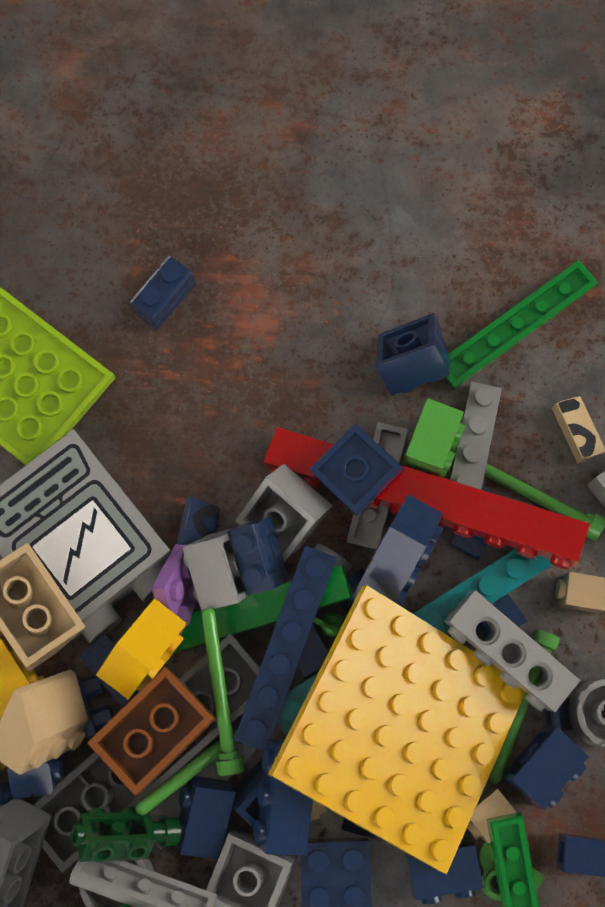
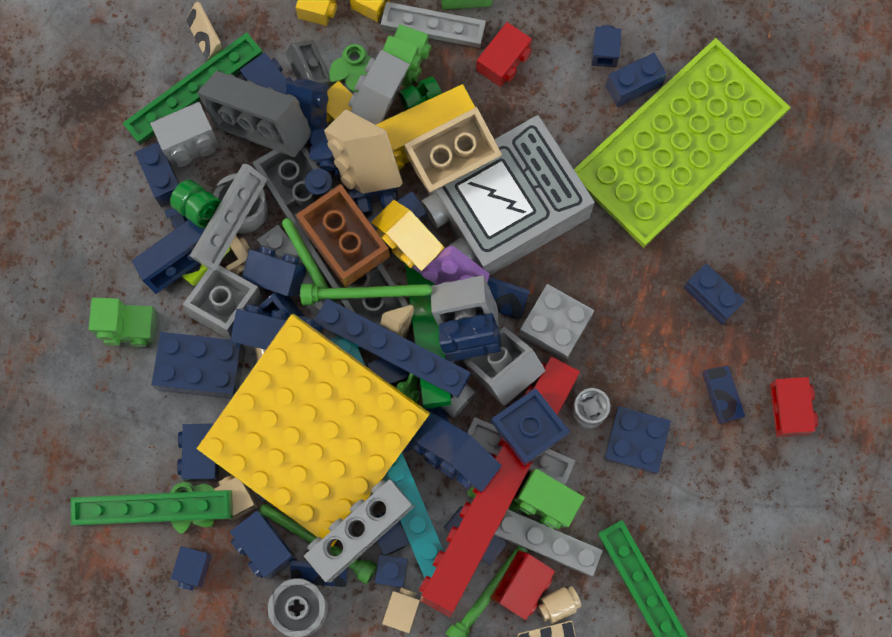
camera: 100 degrees right, 0 degrees up
(81, 777) = (318, 182): none -> dark blue plate
(121, 835) = (270, 205): dark green brick -> none
(179, 868) = (241, 250): none -> tan bracket
(221, 462) = (556, 323): none -> light grey brick
(249, 646) = (398, 320): none -> tan slope
(276, 274) = (723, 394): none -> dark blue slope
(280, 199) = (793, 407): none -> red brick
(316, 411) = (590, 408): none -> light grey wheel
(341, 359) = (637, 440): none -> dark blue plate
(412, 355) = (631, 498): dark blue slope -> none
(528, 461) = (522, 585): none -> red brick
(539, 420) = (559, 604): none -> tan brick
(542, 610) = (391, 571): none -> dark blue brick

